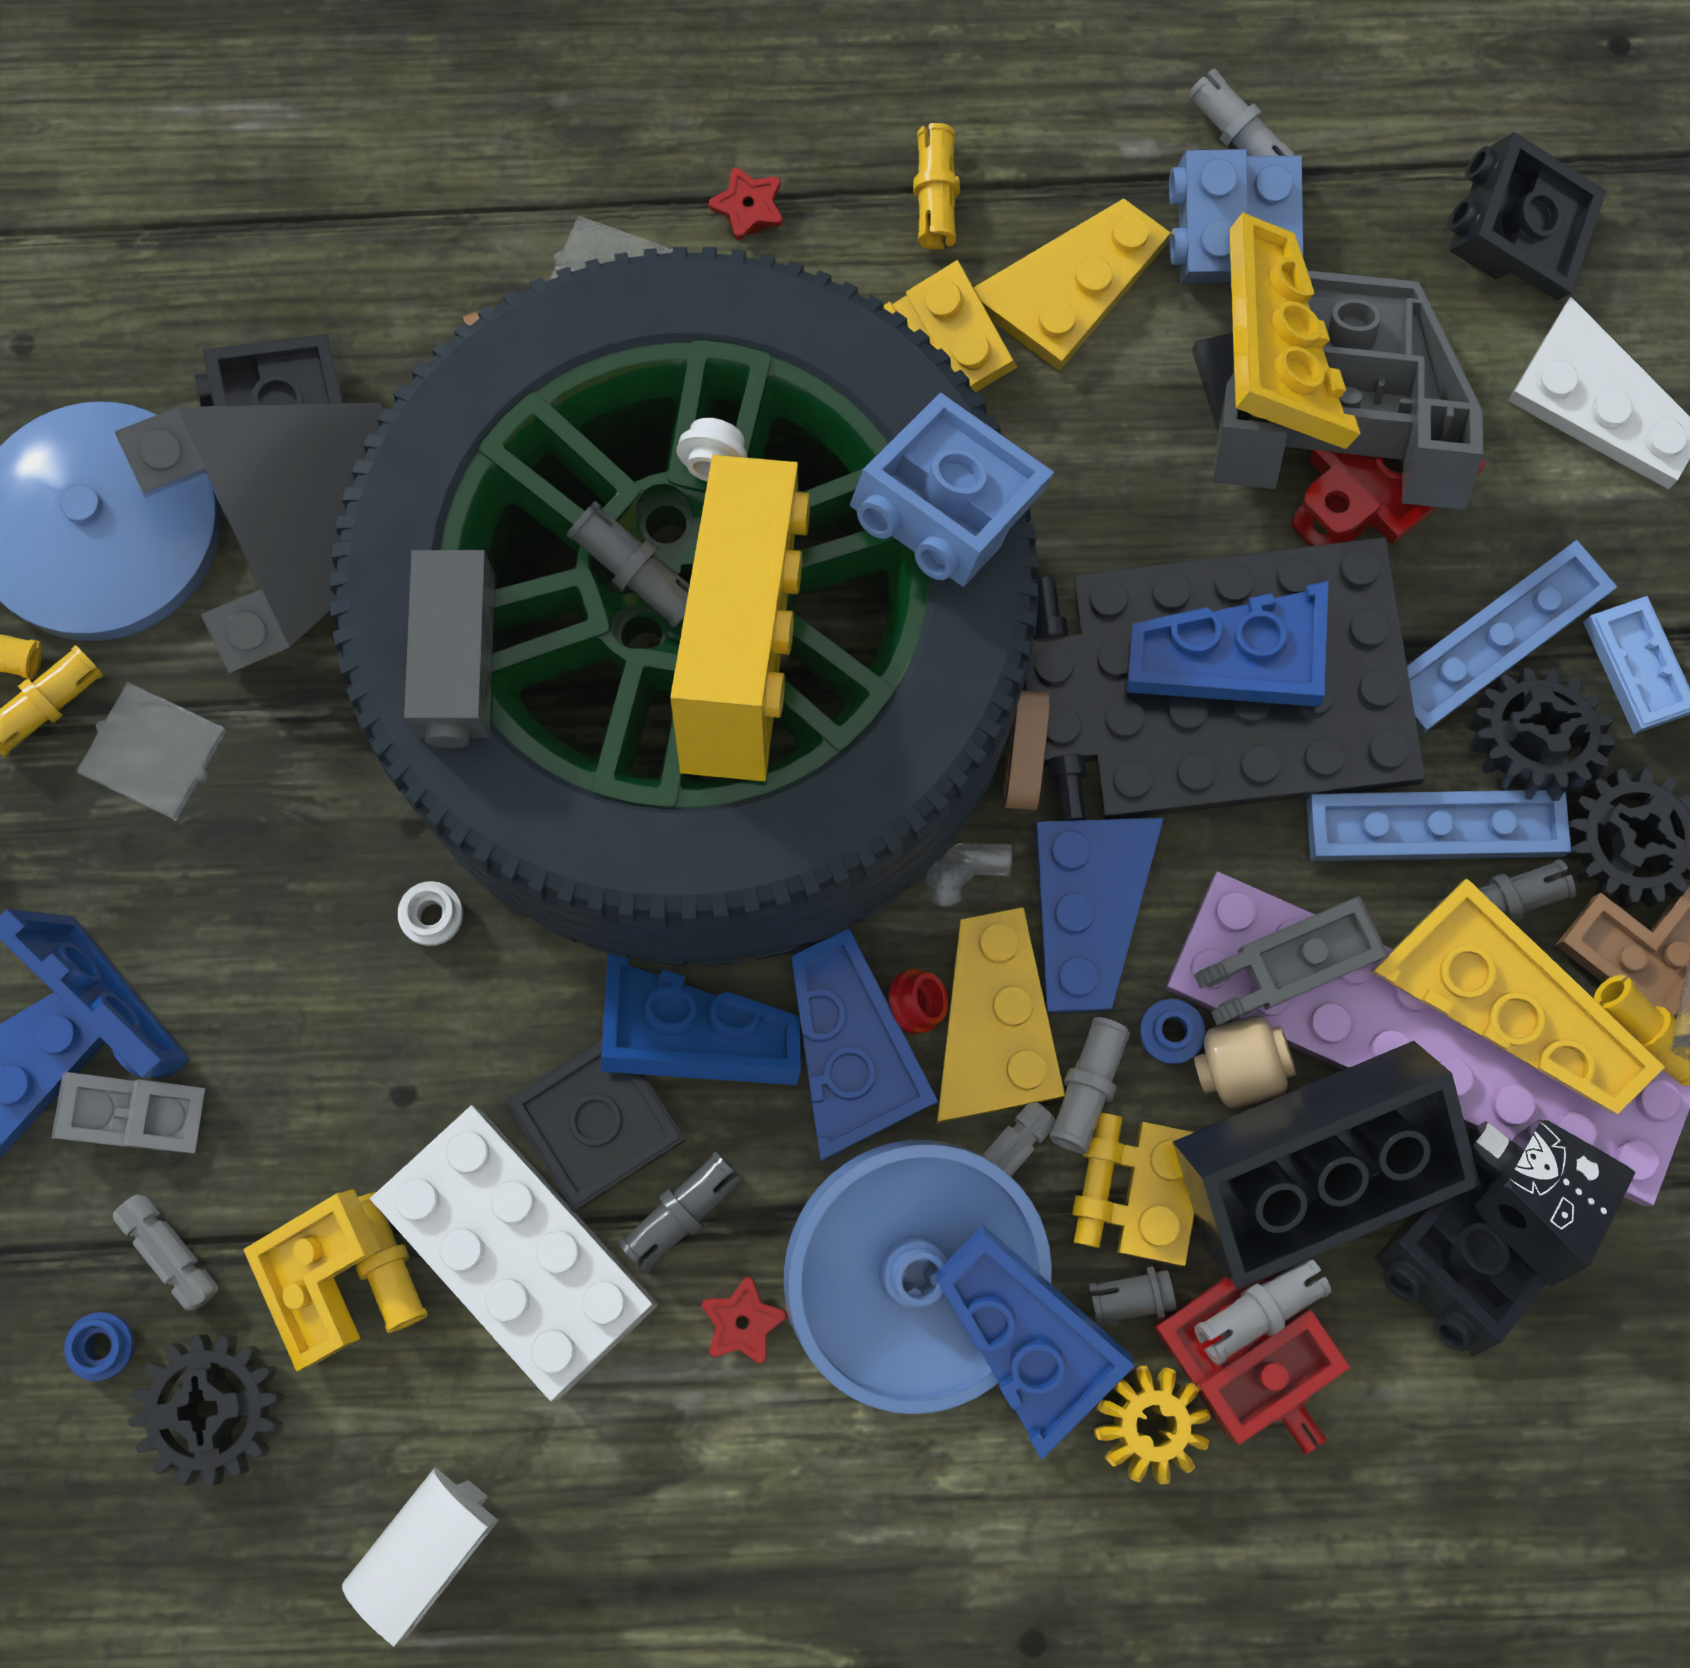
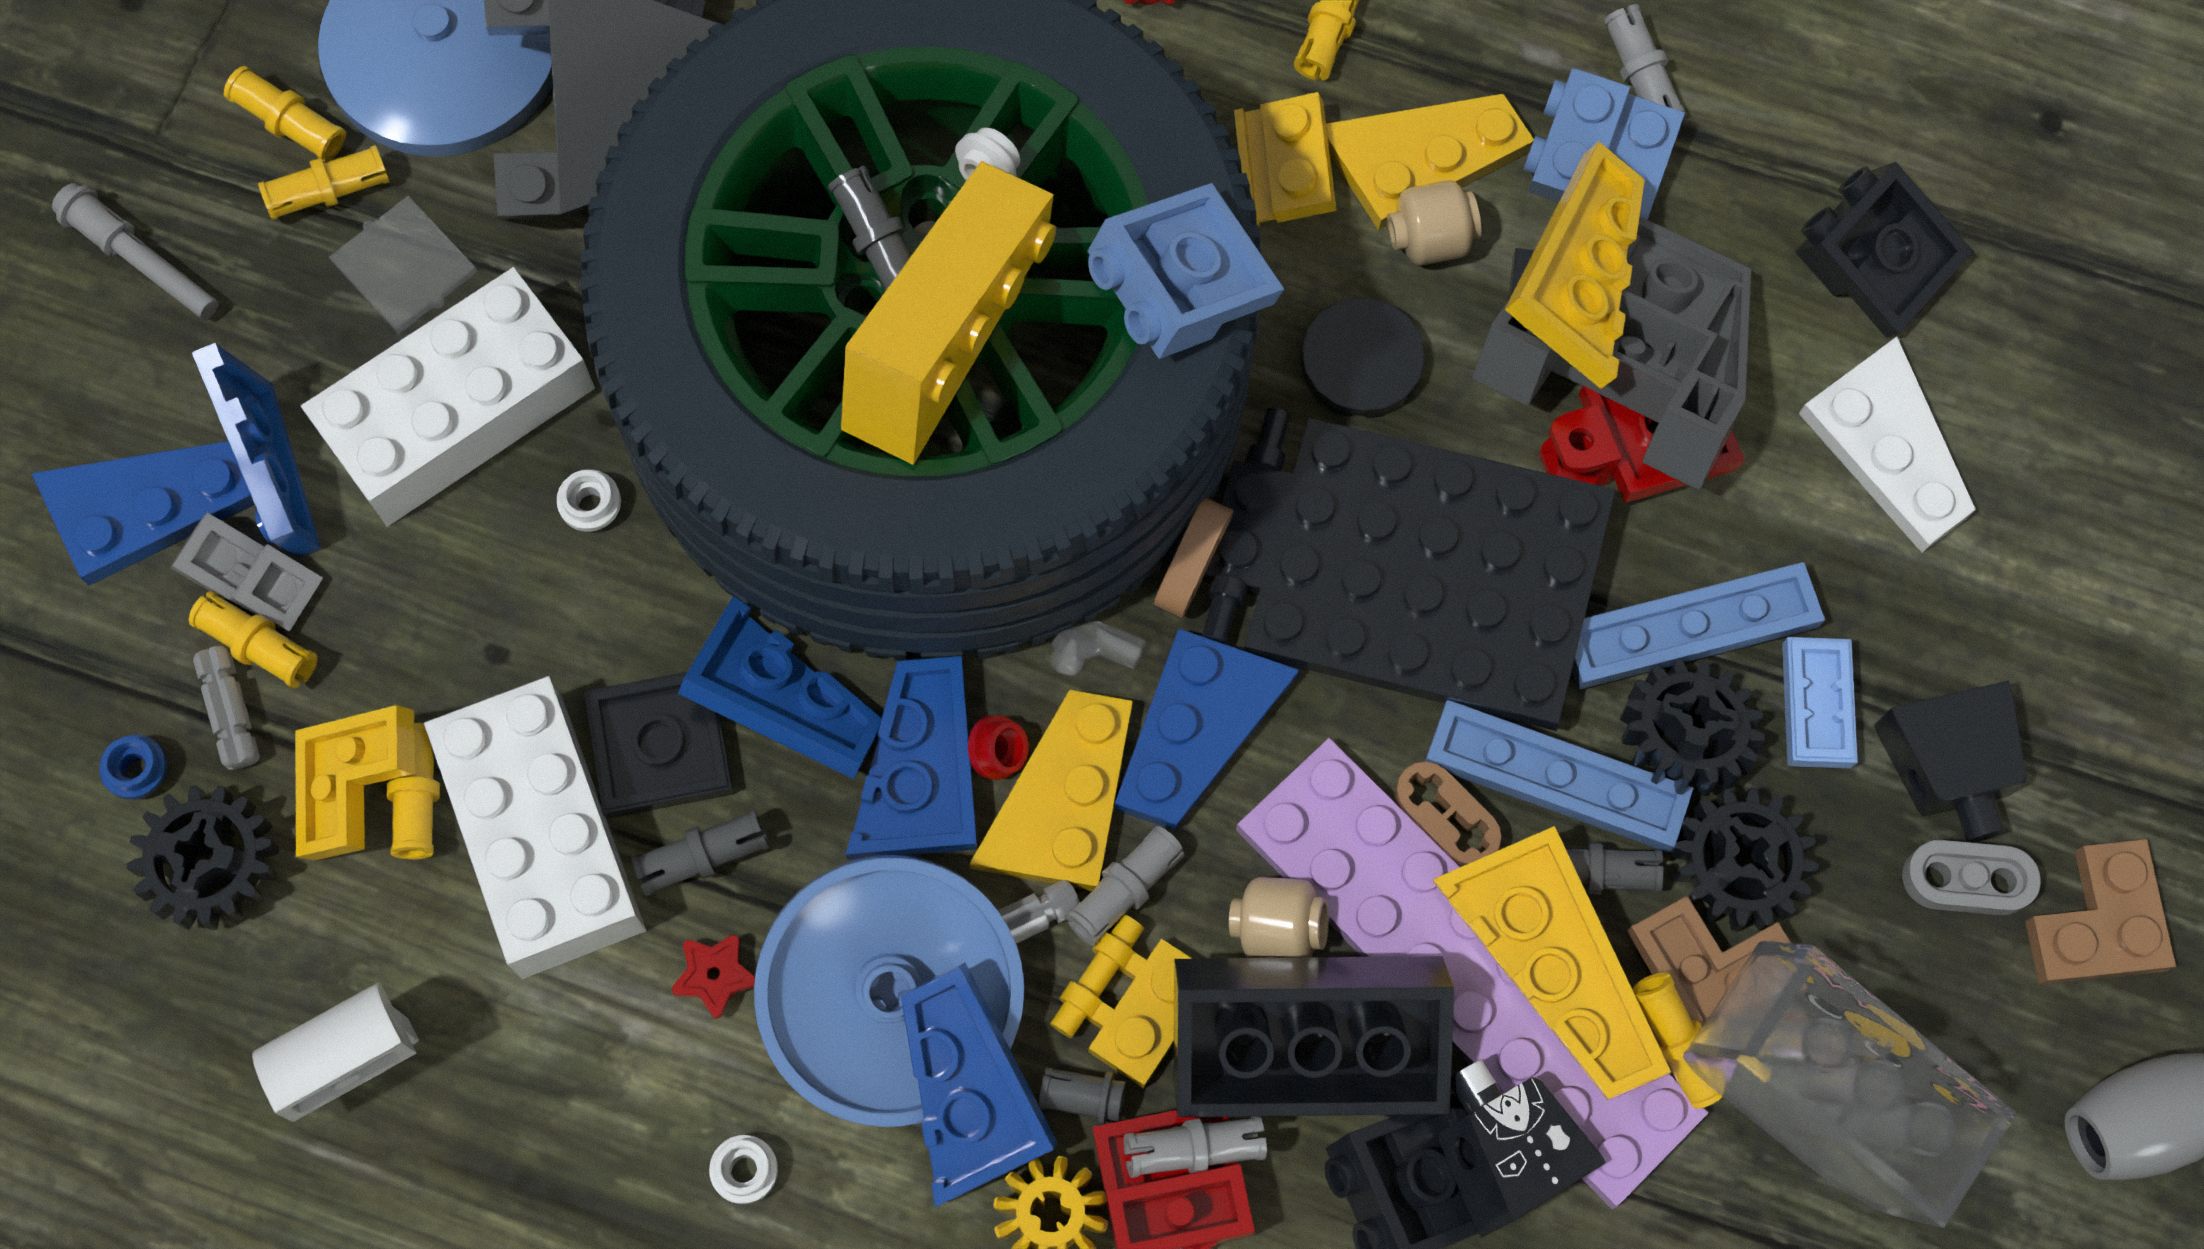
camera: 20 degrees right, 5 degrees down
(163, 1176) = (253, 639): none -> yellow pin
(254, 866) = (449, 396): none -> white brick
(449, 646) = (683, 242): dark grey brick -> none
(848, 1519) = (724, 1160): none -> white plate
(1098, 498) = (1362, 357): none -> black tile
(1115, 345) = (1435, 222): none -> tan head
(1157, 1045) = (1221, 887): blue plate -> none
(1240, 653) = (1431, 542): blue wing -> none
(1298, 959) = (1363, 841): dark grey hinge -> none
(1351, 884) = (1457, 805): none -> medium nougat beam

